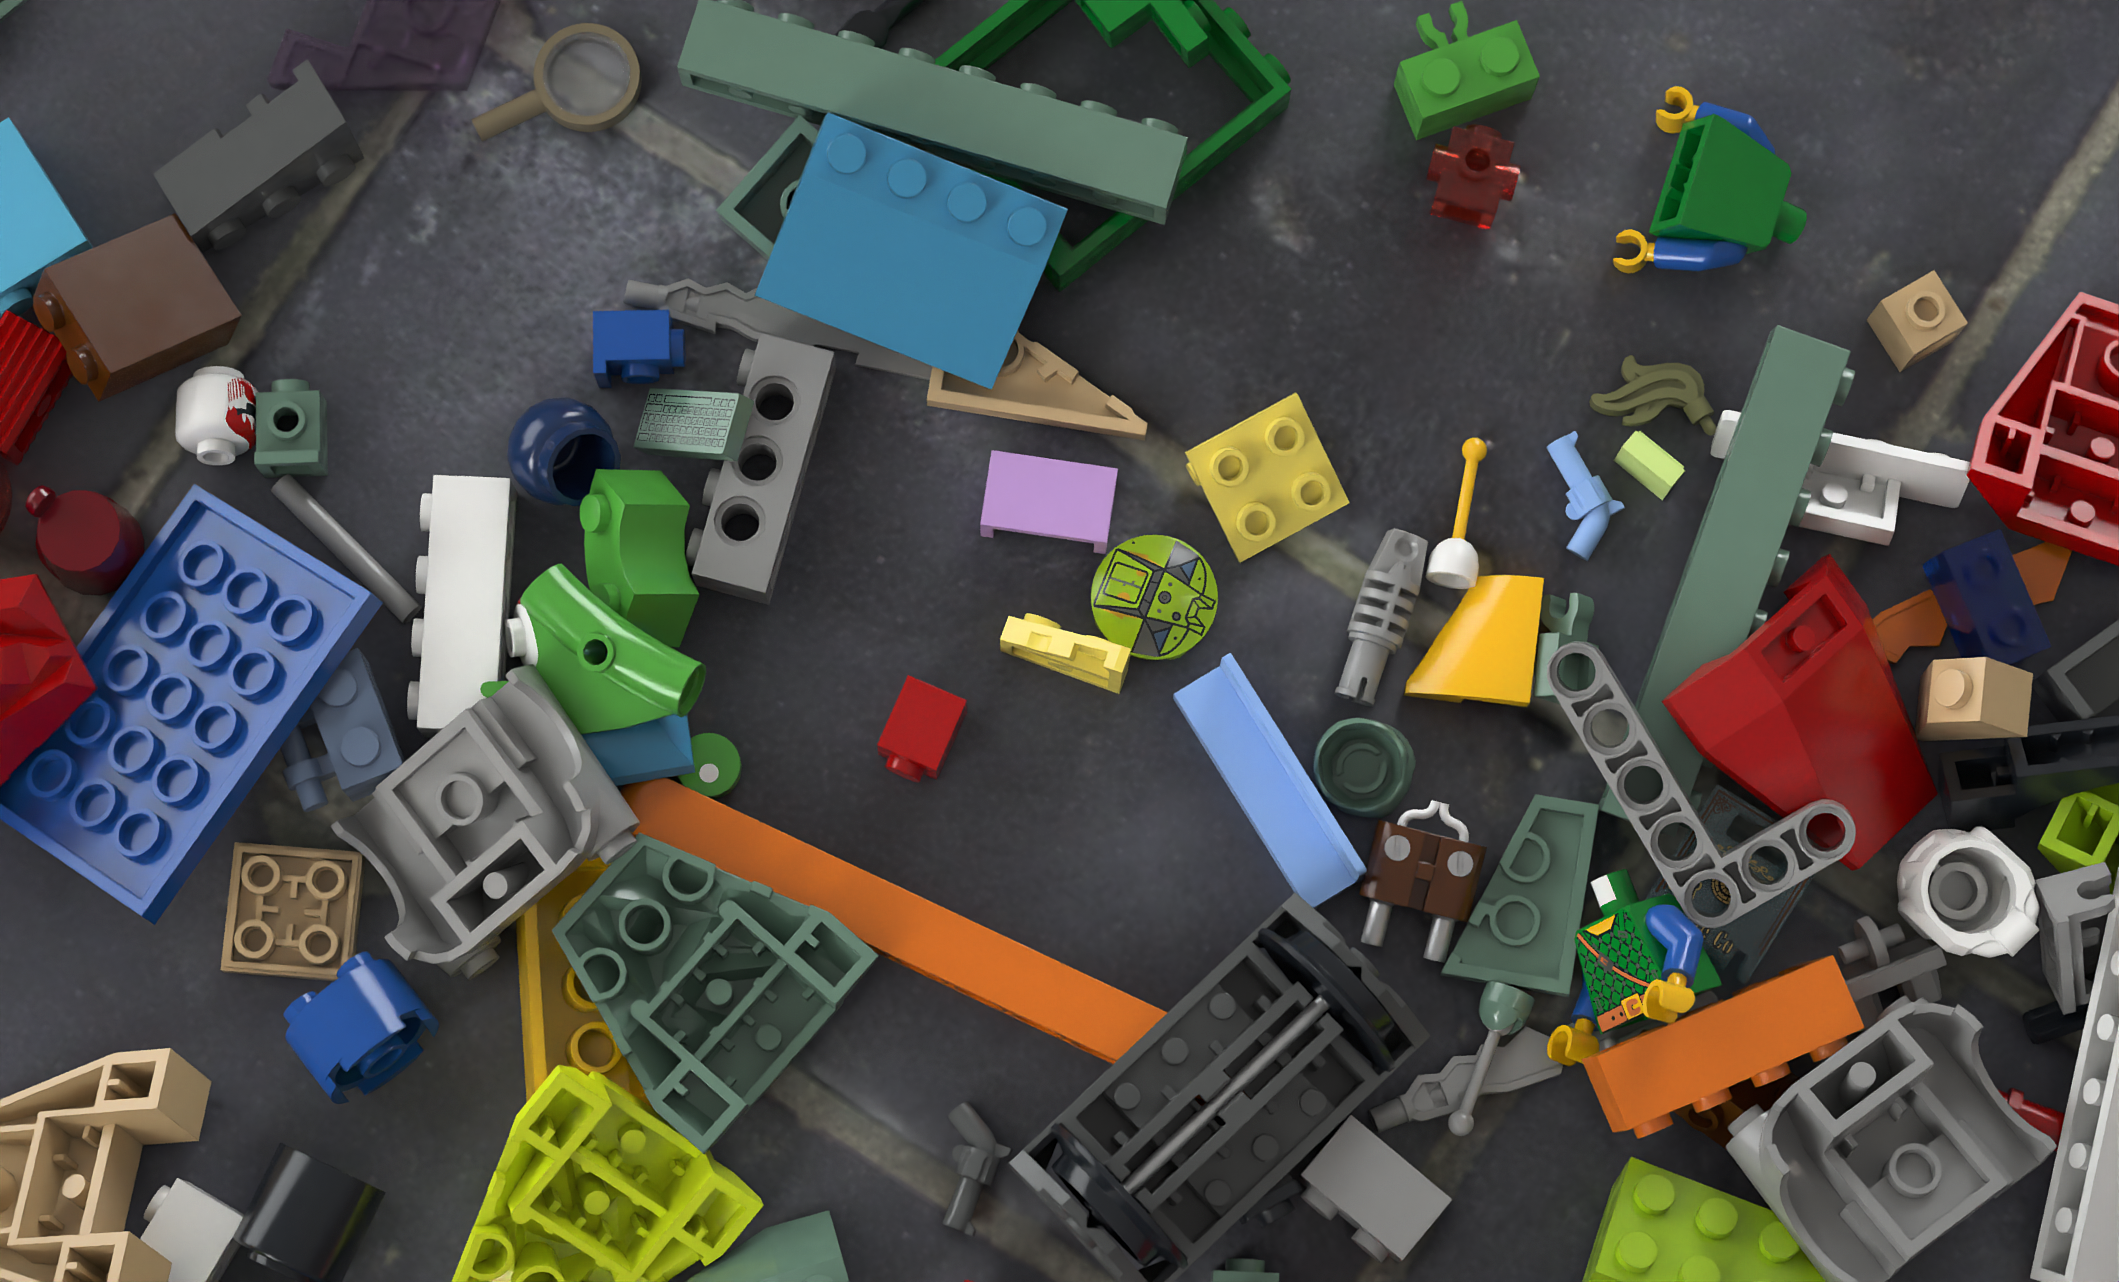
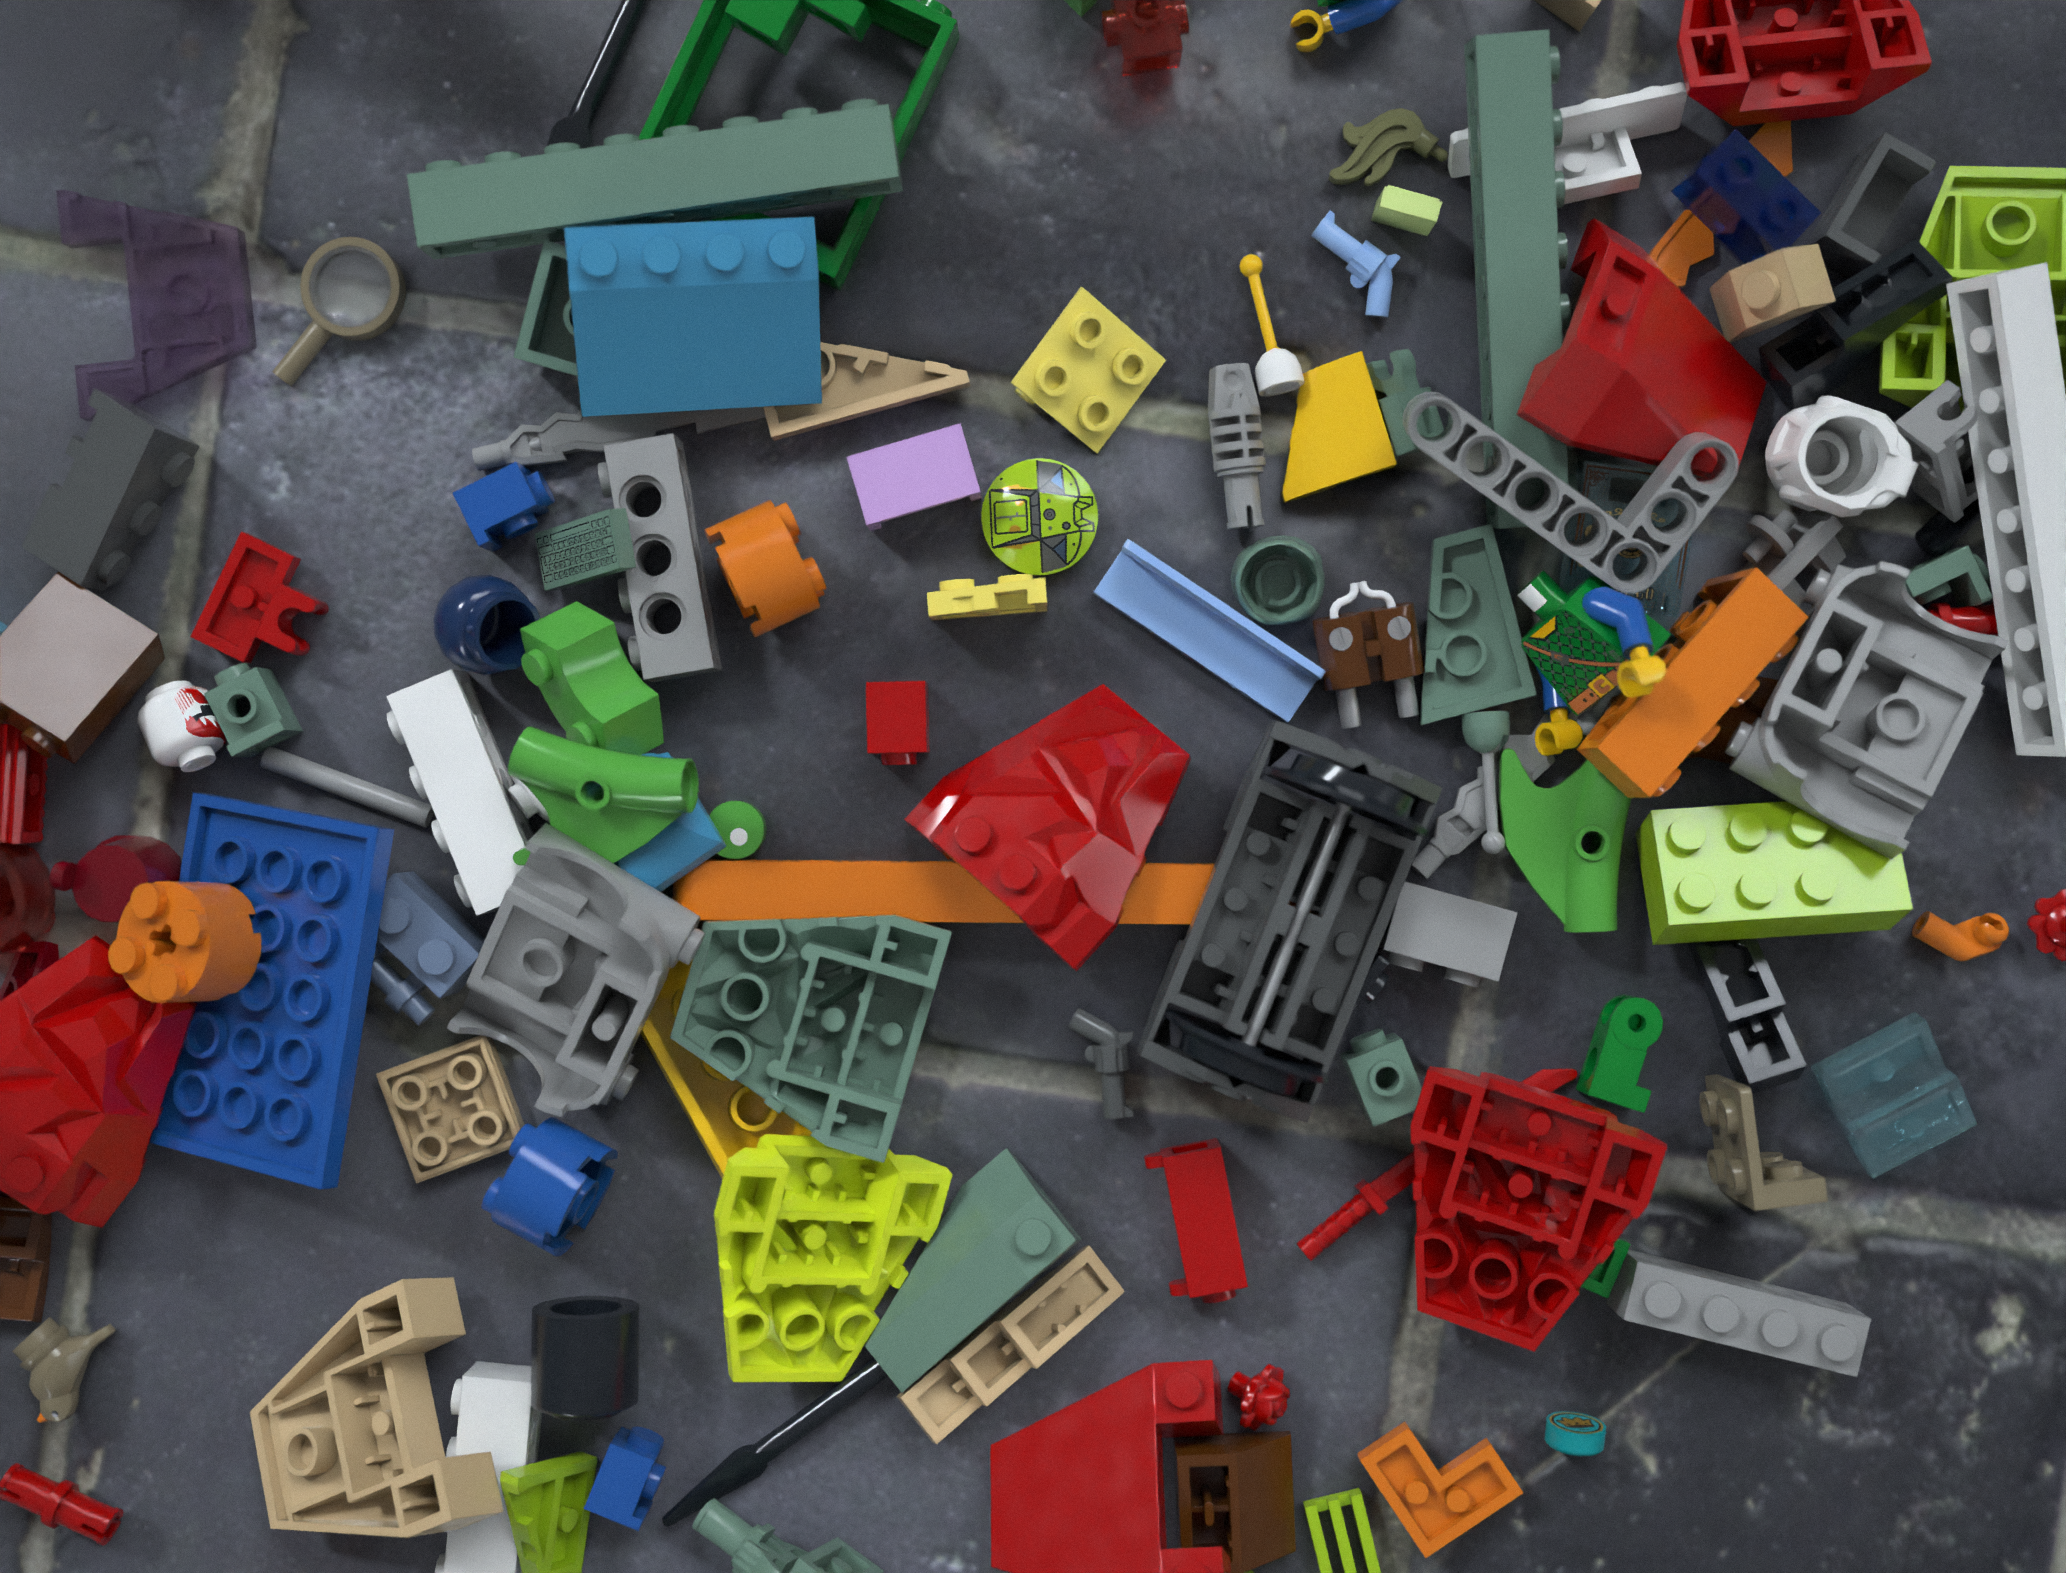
camera: 25 degrees left, 10 degrees up
(125, 619) = (186, 941): none -> orange brick
(346, 329) = (255, 602): none -> red plate
(862, 520) = (765, 566): none -> orange brick
(1038, 897) = (1060, 817): none -> red wedge
(1511, 1145) = (1545, 838): none -> bright green pin
(2017, 1059) = (1953, 571): none -> sand green bracket

